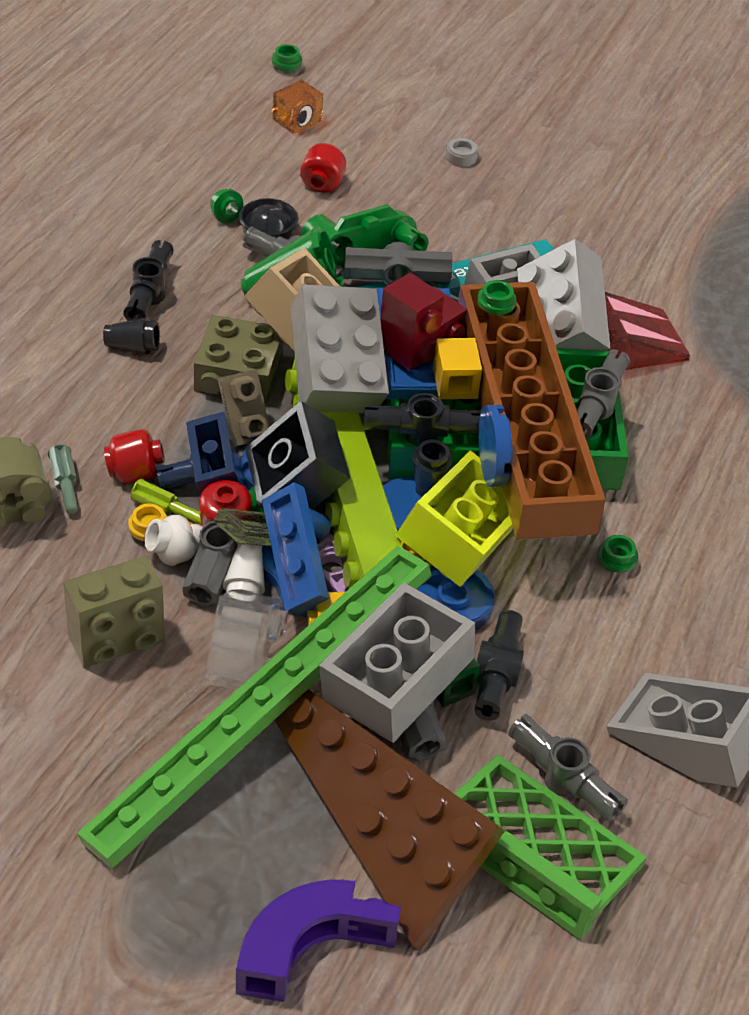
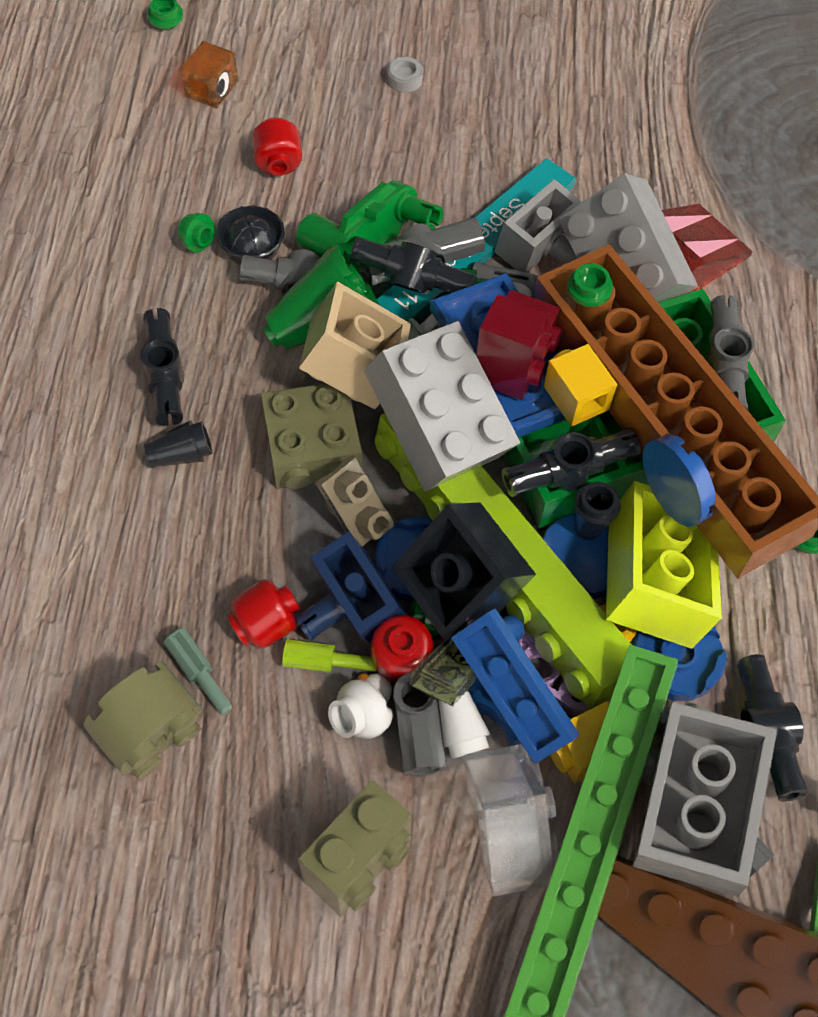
camera: 20 degrees left, 15 degrees up
(142, 517) = (317, 692): yellow plate -> none
(372, 264) = (411, 266): none -> black pin

